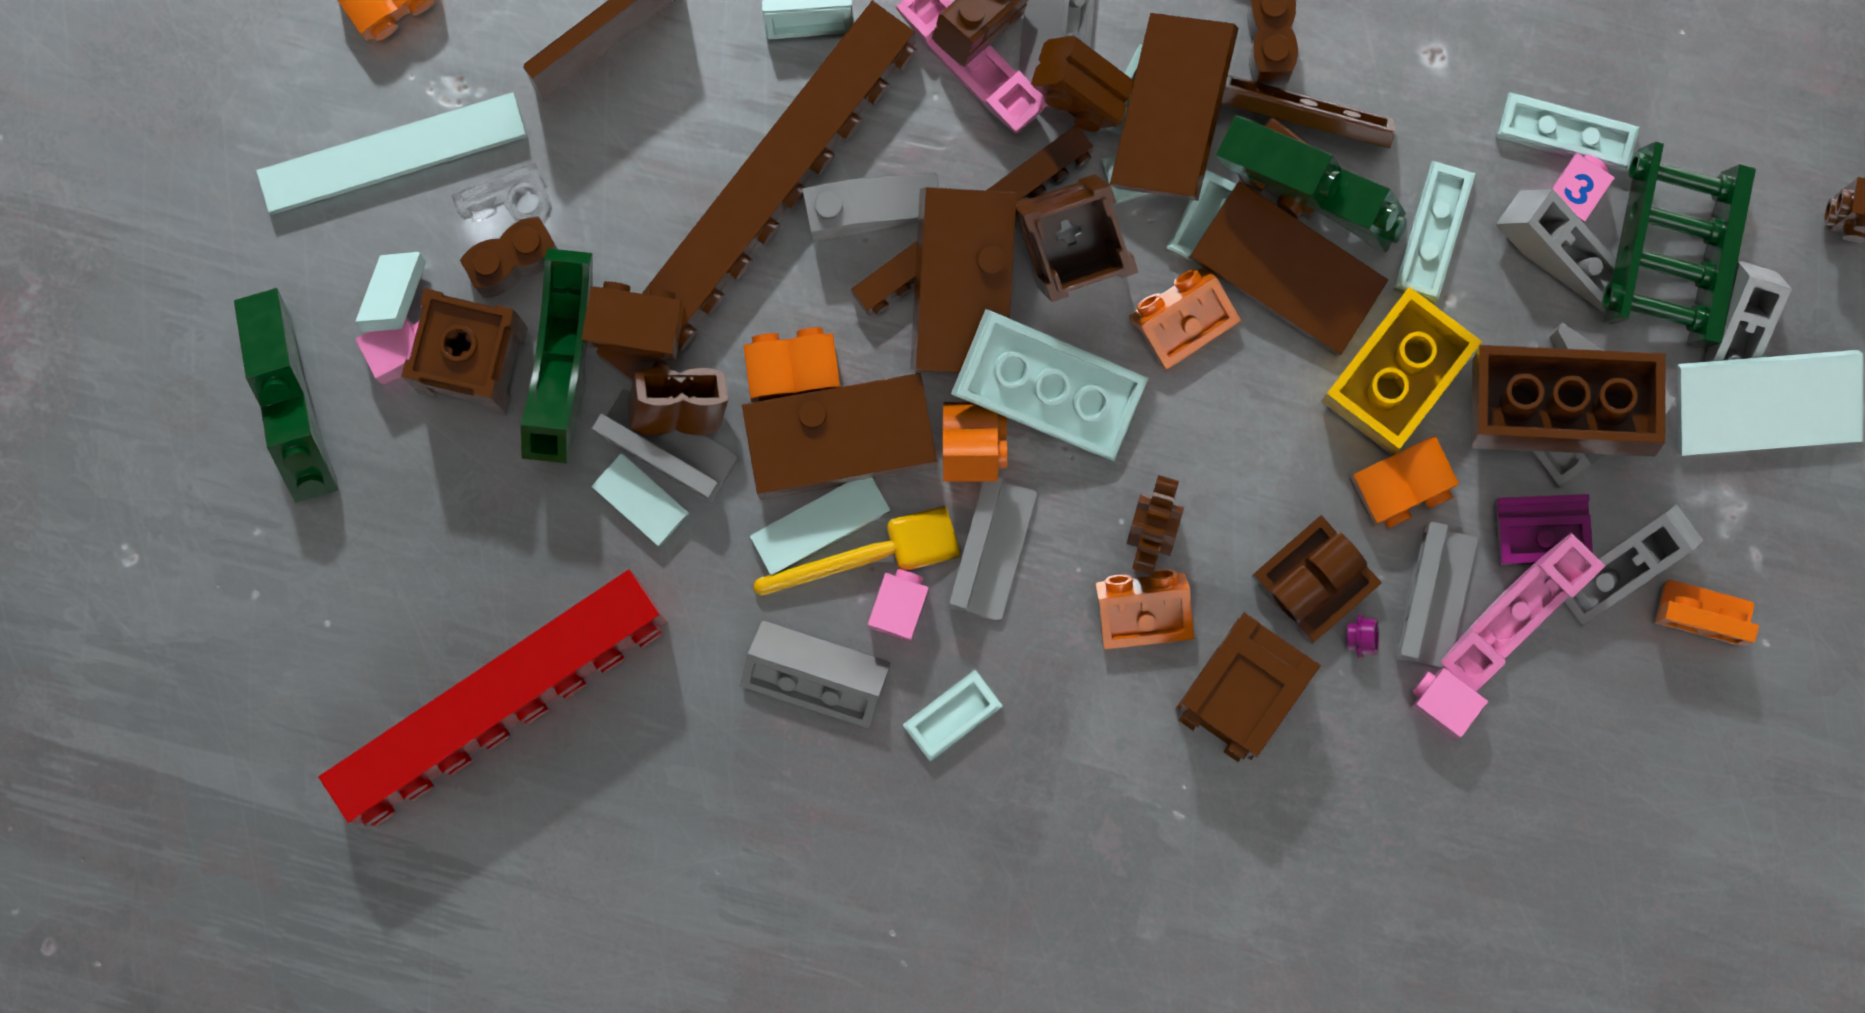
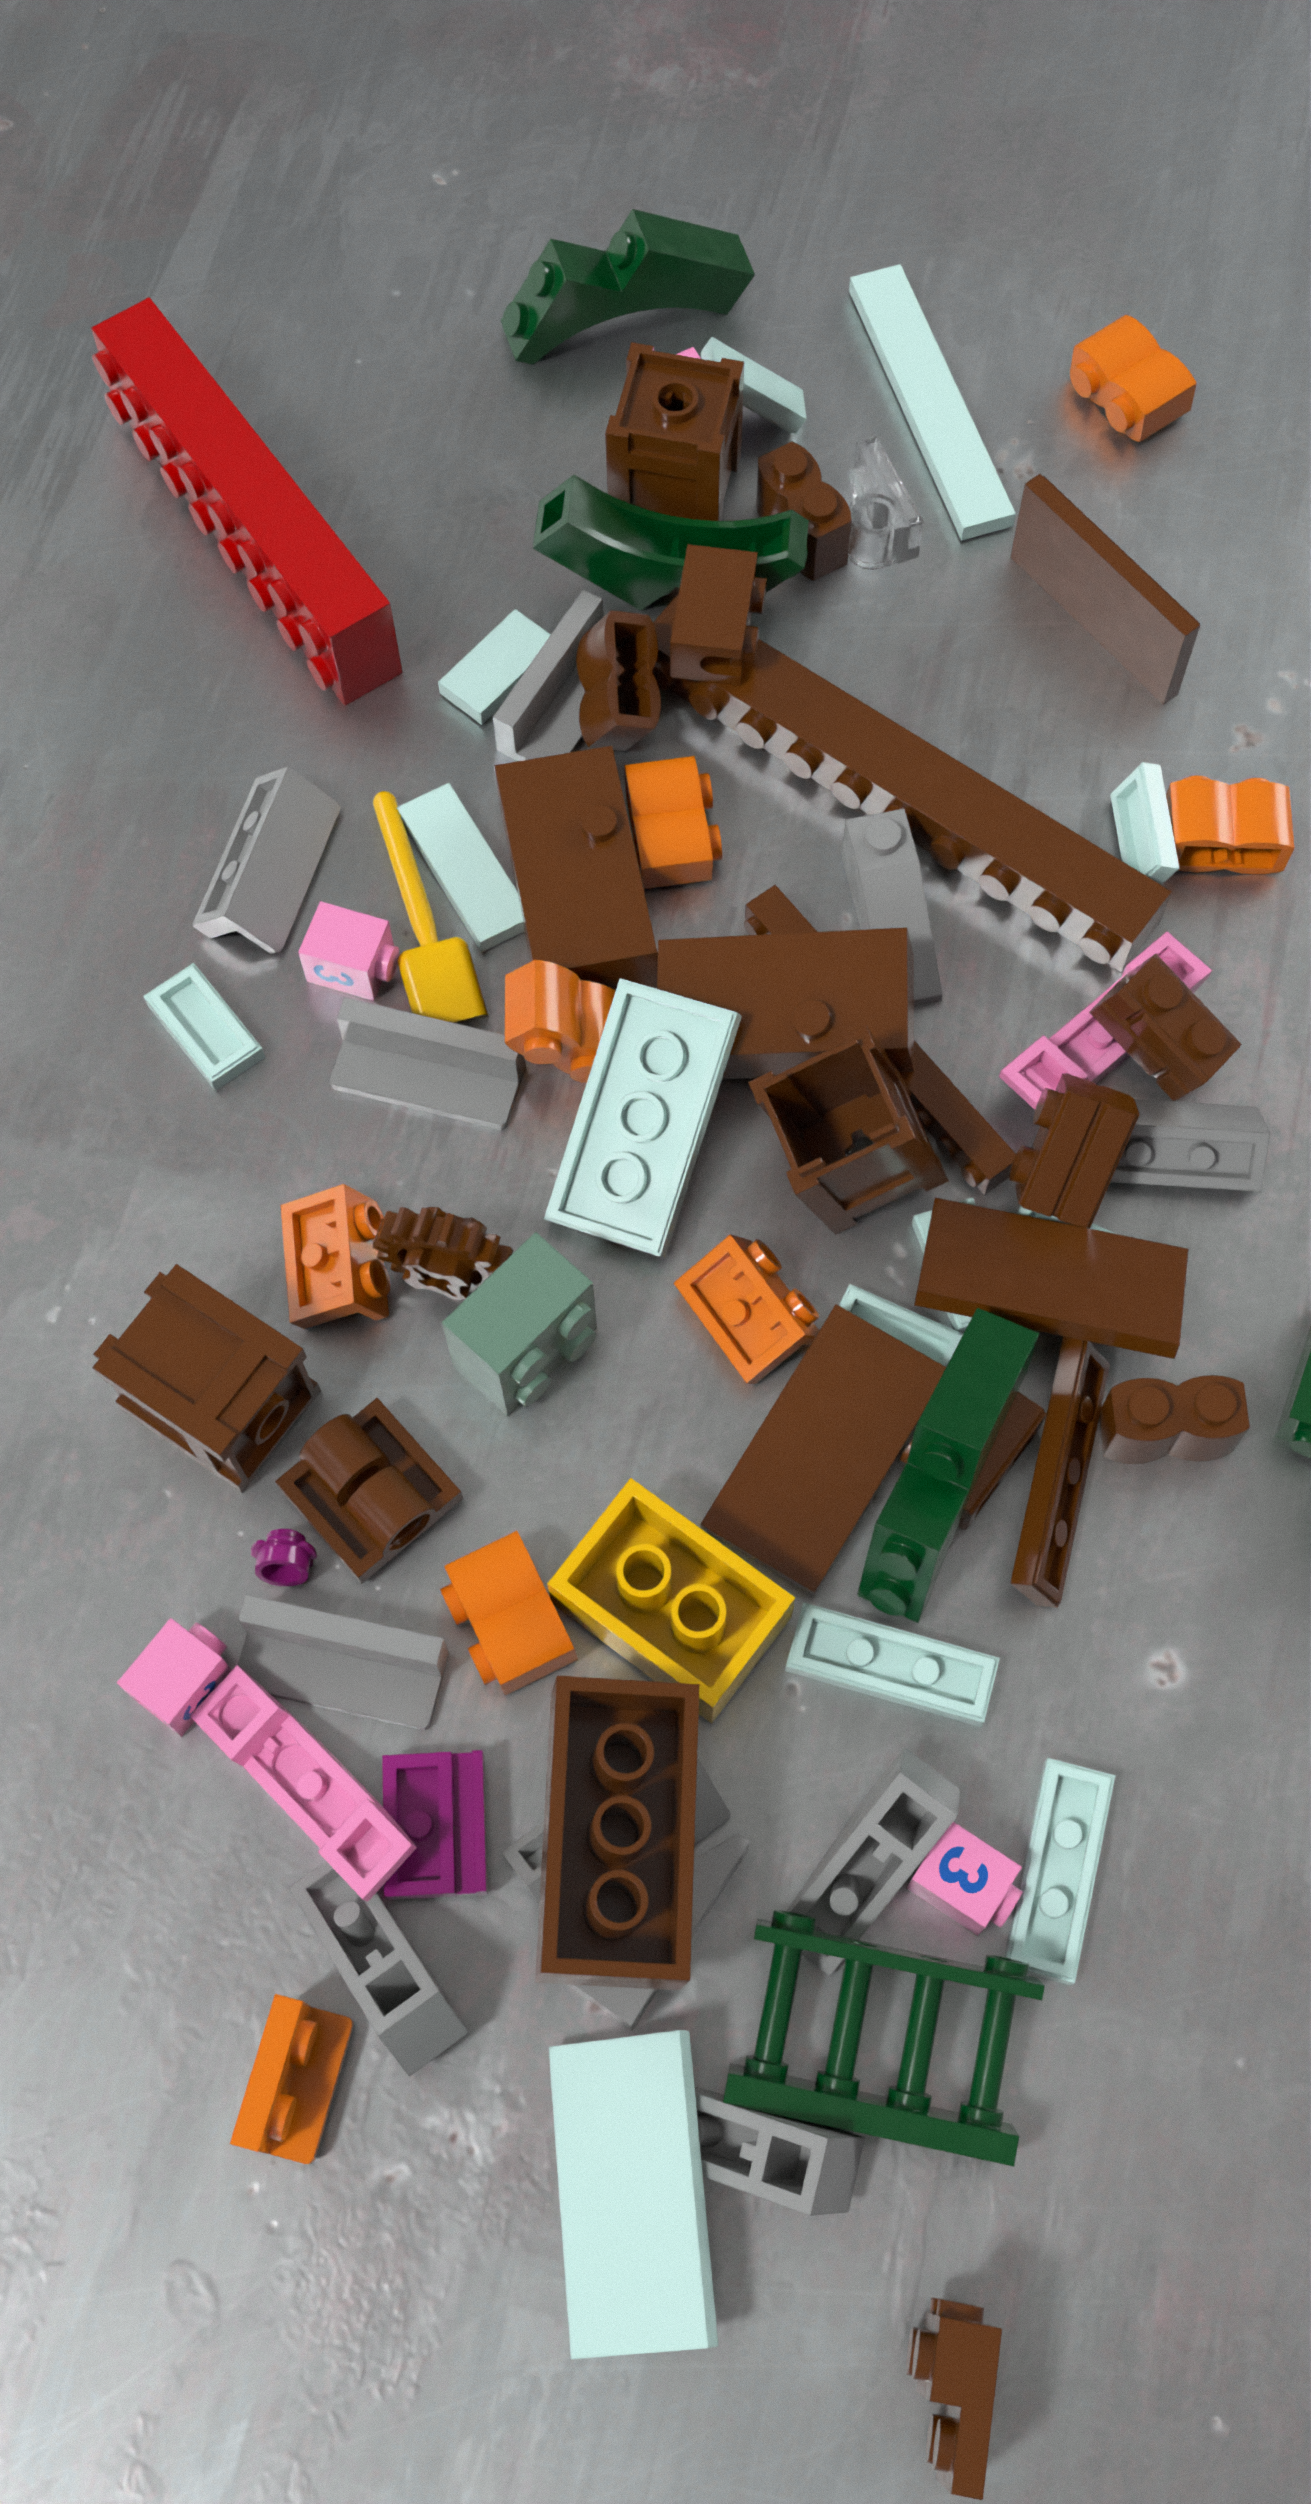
camera: 85 degrees right, 15 degrees down
(1210, 468) = (522, 1325): none -> sand green brick

